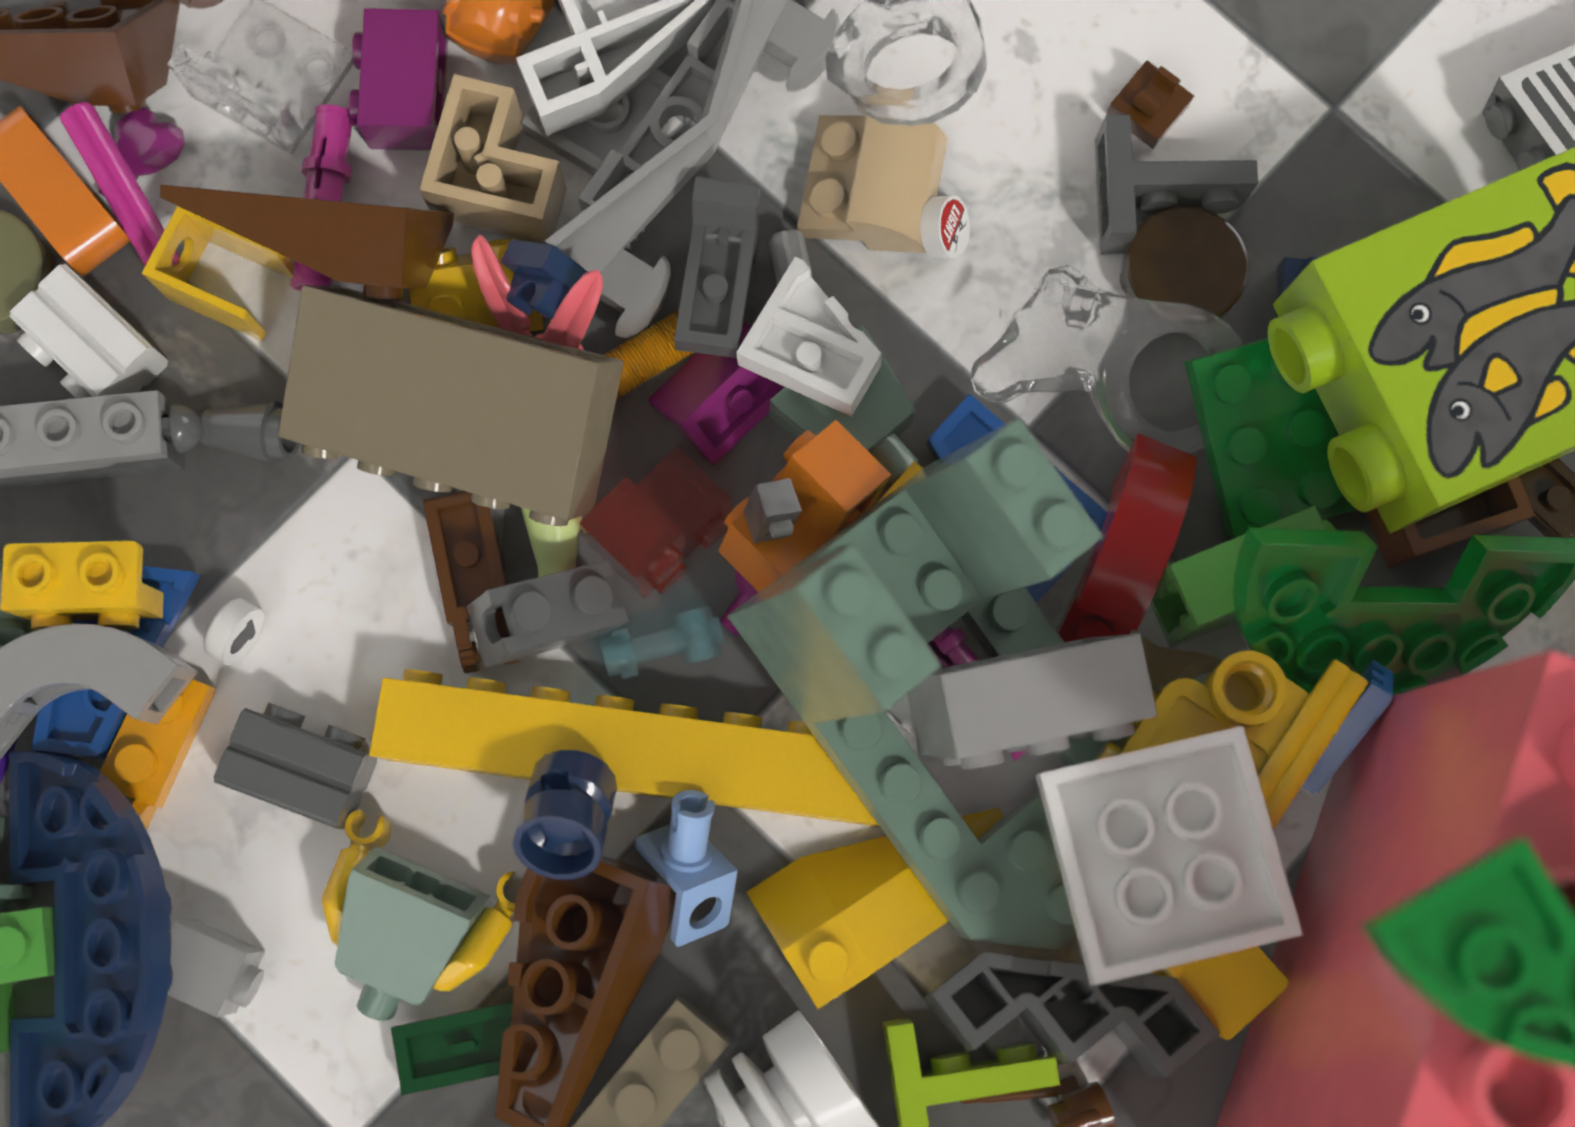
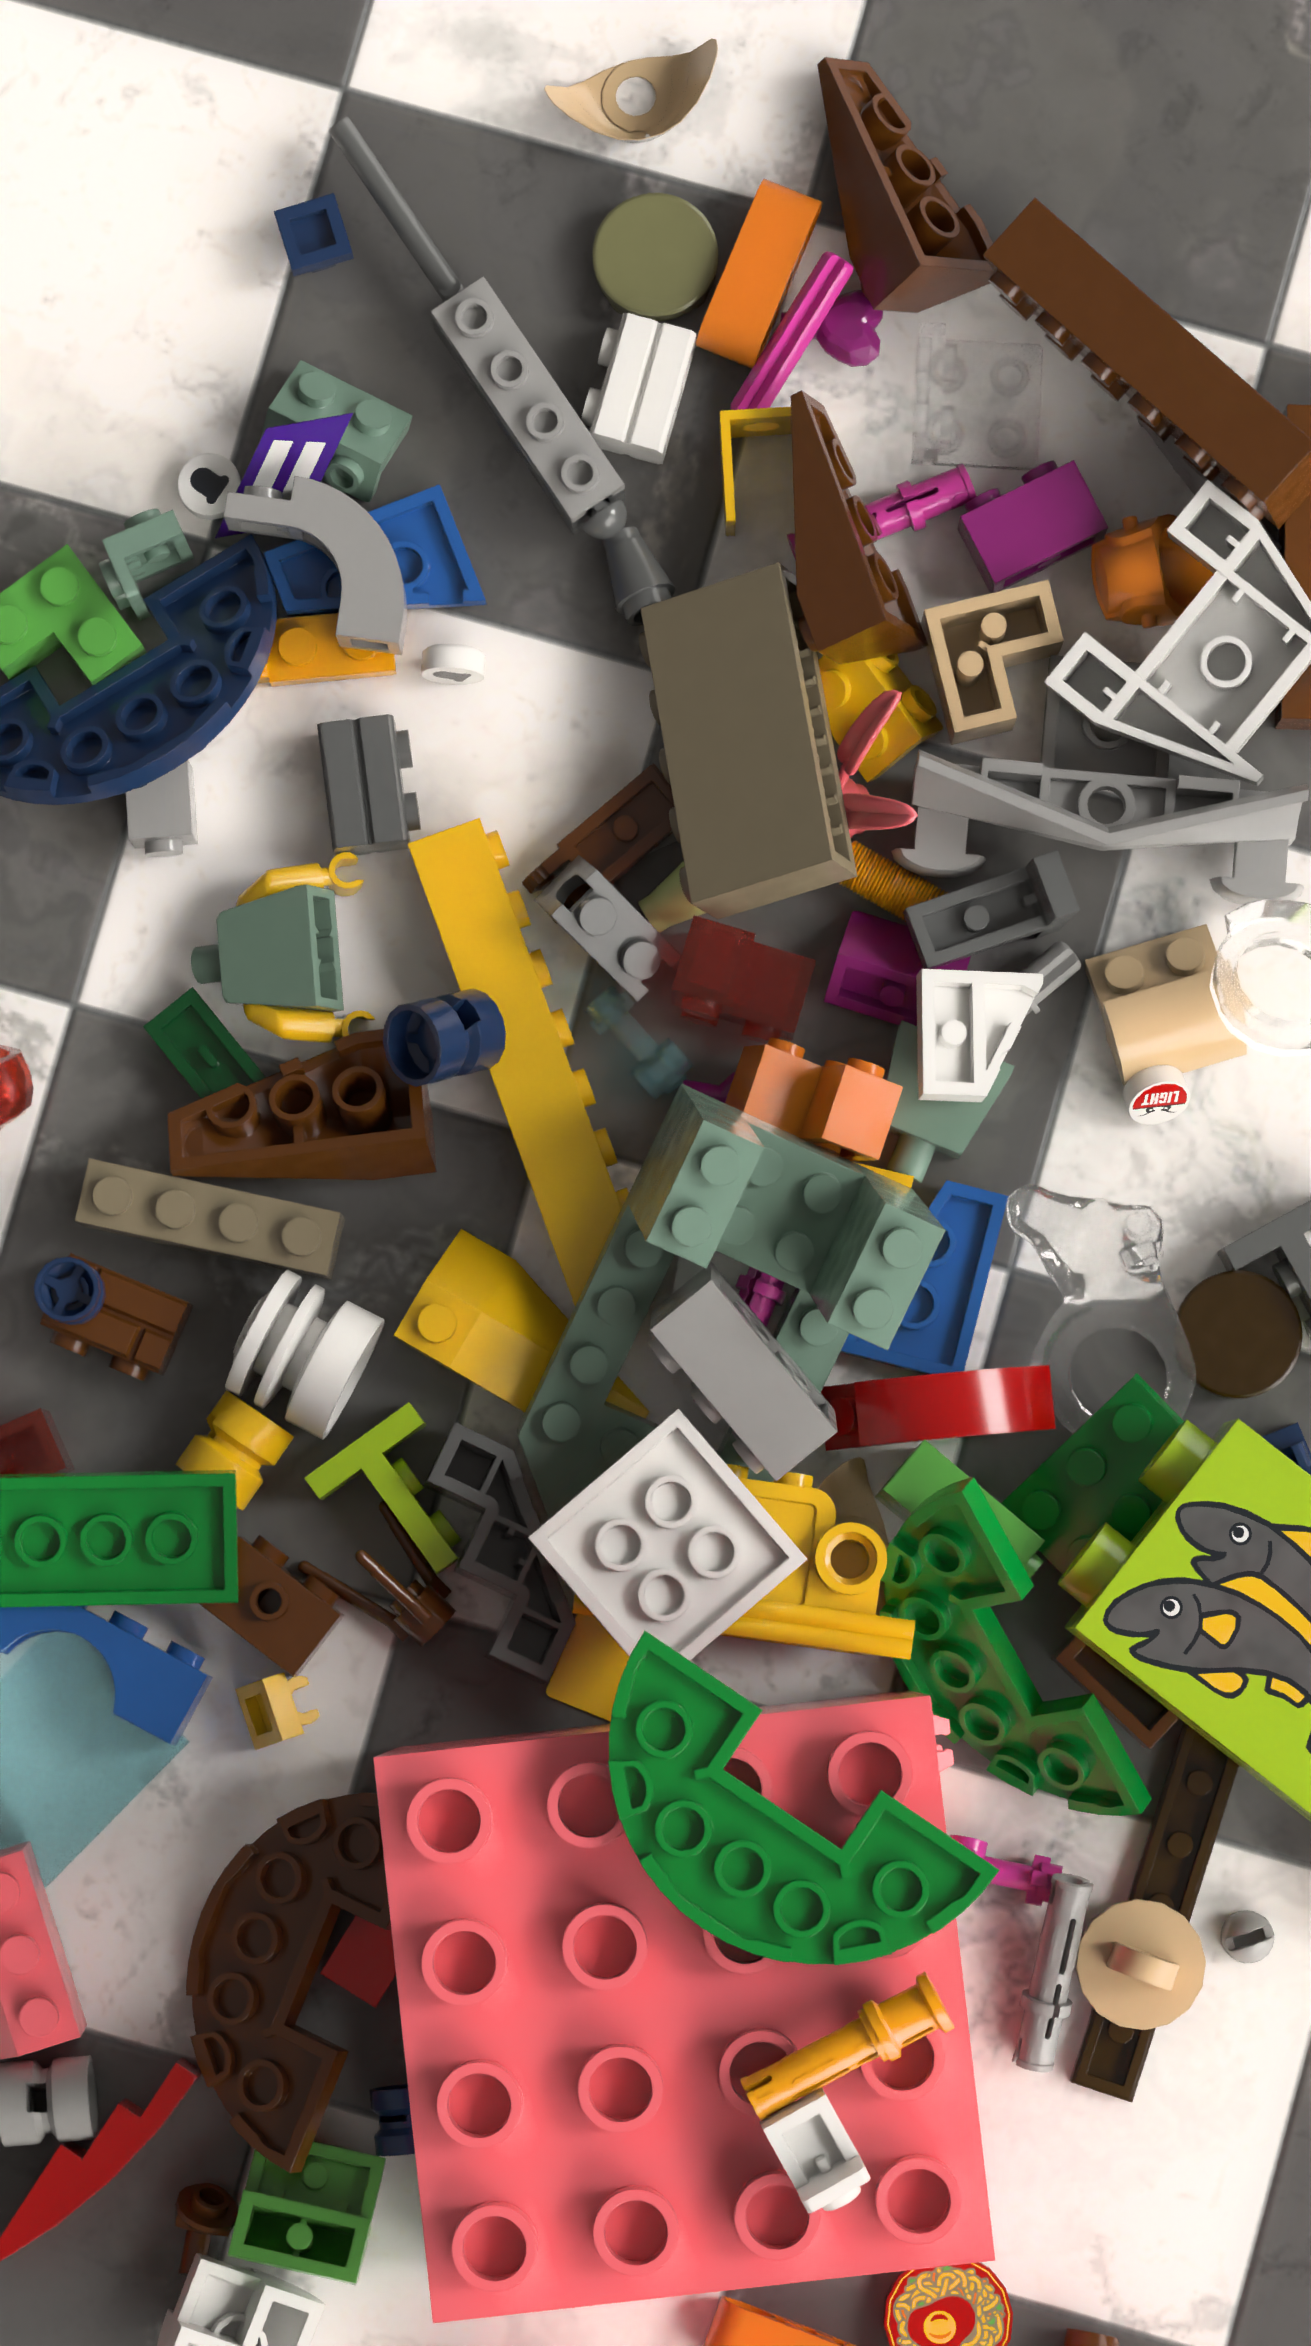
camera: 70 degrees right, 5 degrees up
(78, 582) = (425, 517): yellow bracket -> none
(540, 276) = (891, 765): dark blue tile -> none
(691, 866) = (456, 1168): light blue bracket -> none
(772, 510) = (792, 1074): flat silver piece -> none
(1360, 719) = (872, 1673): blue tile -> none

